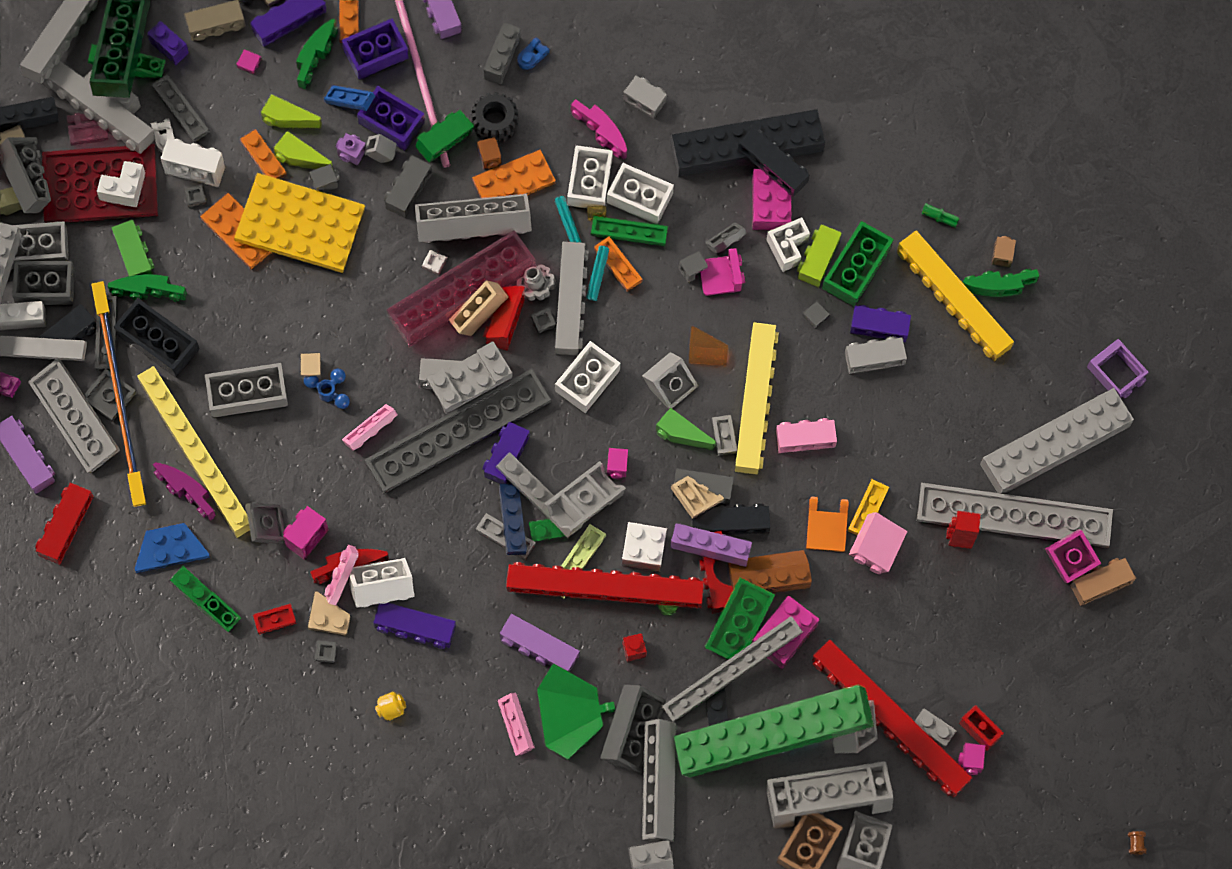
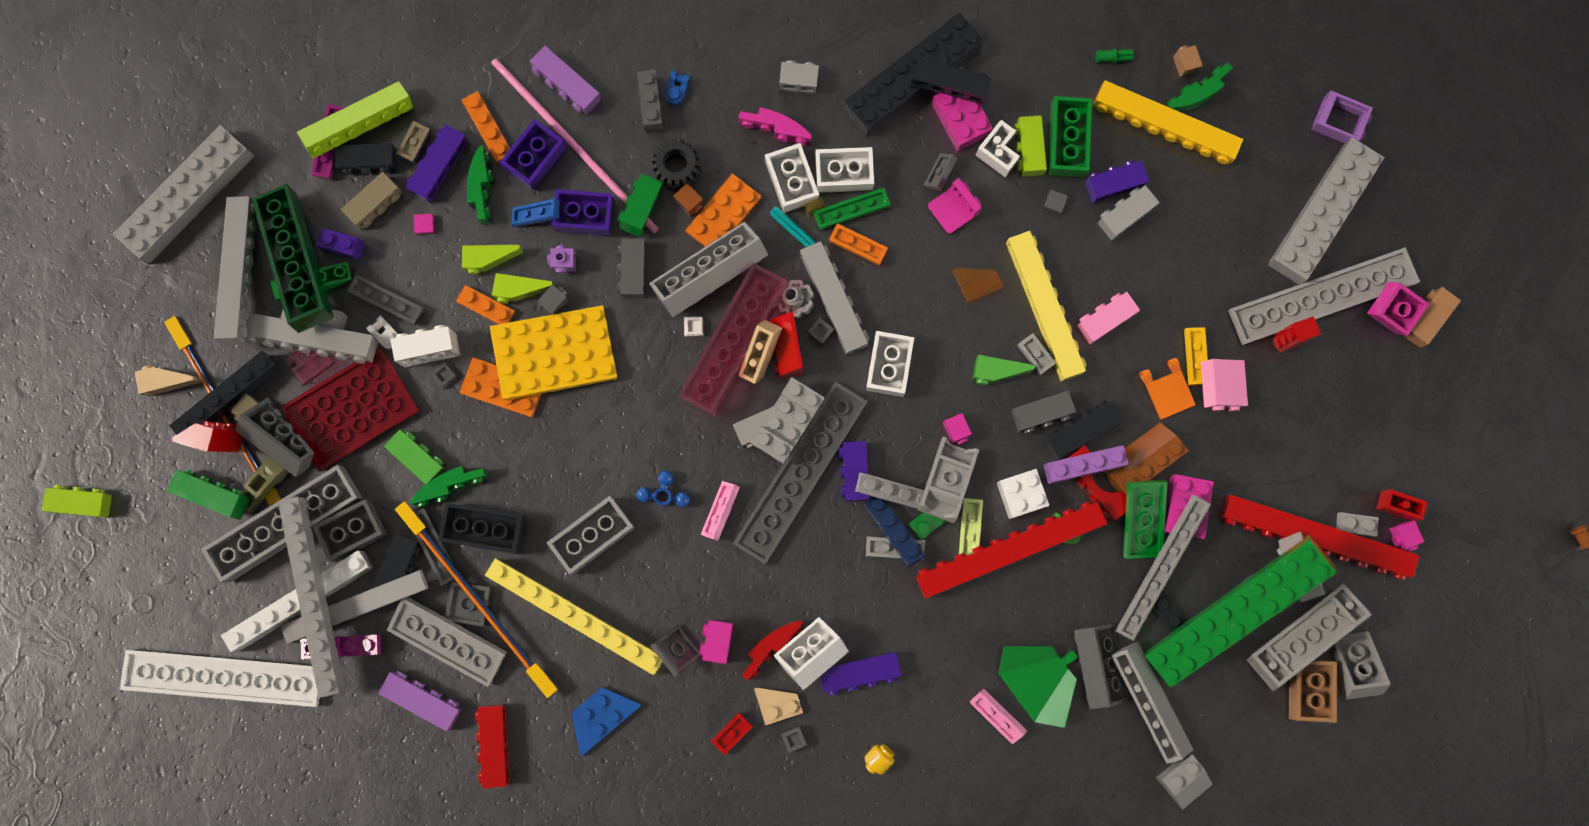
camera: 25 degrees left, 10 degrees up
(123, 189) = (377, 402): white brick -> none
(181, 483) = (578, 652): magenta slope -> none
(204, 599) = (660, 749): green slope -> none
(311, 365) = (637, 481): tan panel -> none
(341, 574) = (772, 664): bright pink plate -> none
(380, 148) = (589, 246): light grey brick -> none
(538, 644) = (979, 632): medium lavender brick -> none
(597, 273) = (845, 261): teal axle -> none
(634, 647) = (1064, 591): red brick -> none
(670, 380) = (962, 328): light grey slope -> none
(692, 265) = (926, 213): dark grey panel -> none
(695, 496) = (1046, 427): tan wing -> none

